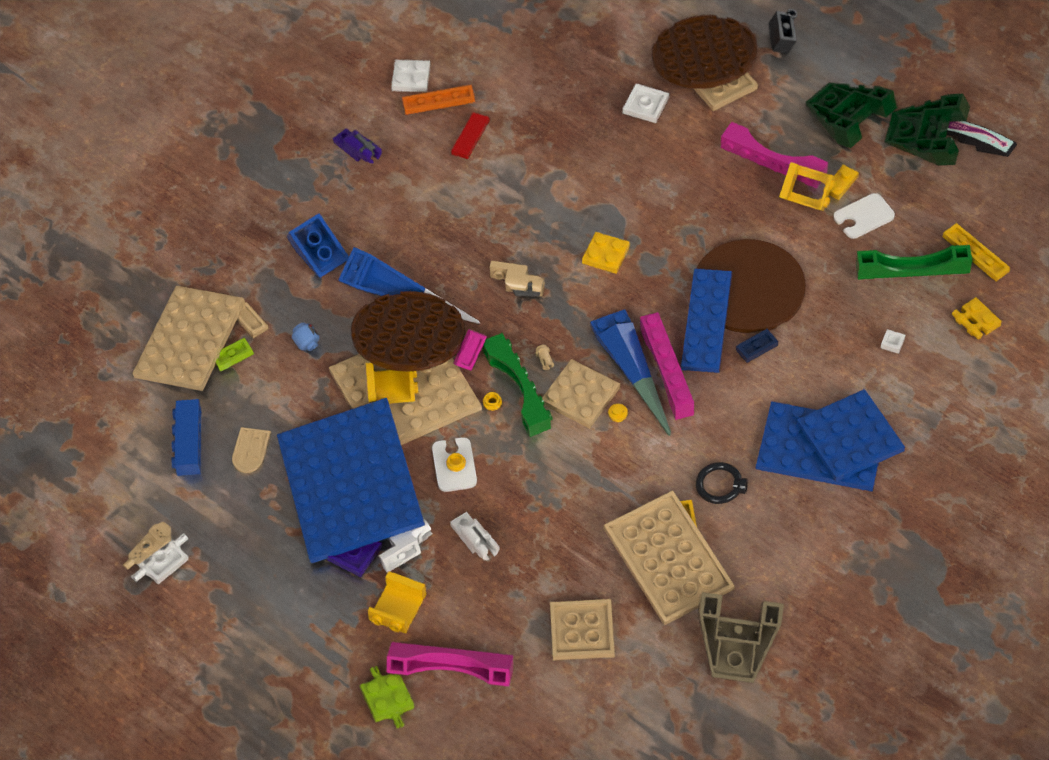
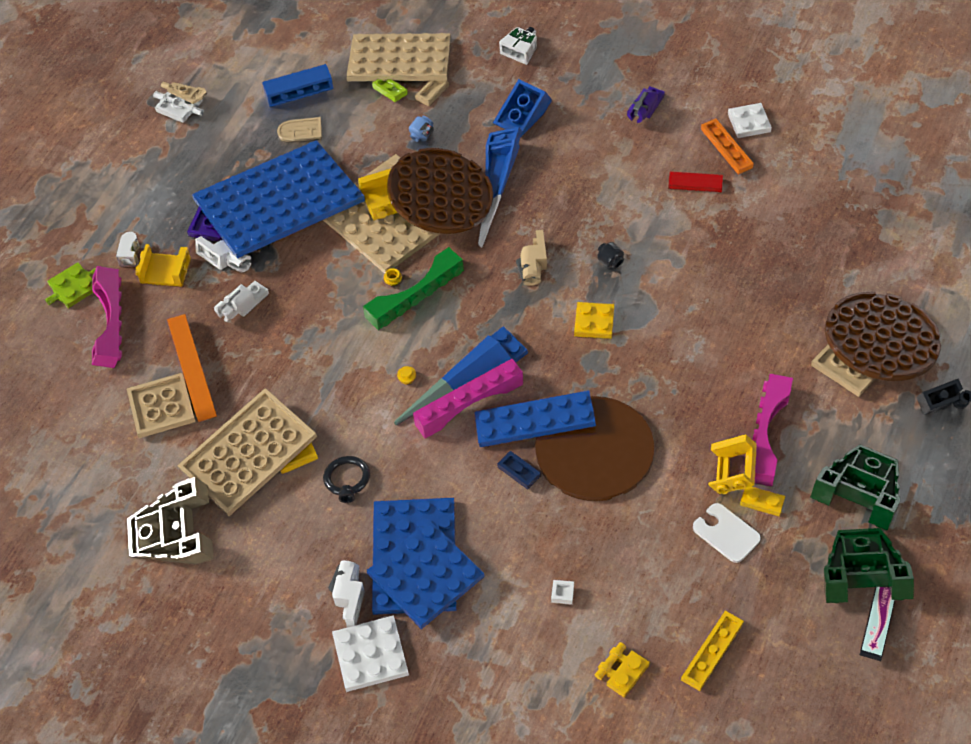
camera: 75 degrees right, 0 degrees up
(225, 228) = (519, 44): none -> white torso
(360, 635) = (127, 250): none -> white leg
(451, 480) = (317, 270): white piece -> none
(456, 462) = (316, 266): yellow plate -> none
(470, 349) = (436, 240): dark pink tile -> none
(538, 219) = (610, 255): none -> black head
(540, 594) = (191, 368): none -> orange beam
(543, 353) = (453, 302): tan pin -> none
(580, 393) = (421, 341): tan plate -> none
(645, 103) = (793, 305): white plate -> none
(850, 501) = (347, 591): none -> white plate
(876, 265) = (683, 618): green arch -> none
(913, 499) = (370, 653): none -> white plate

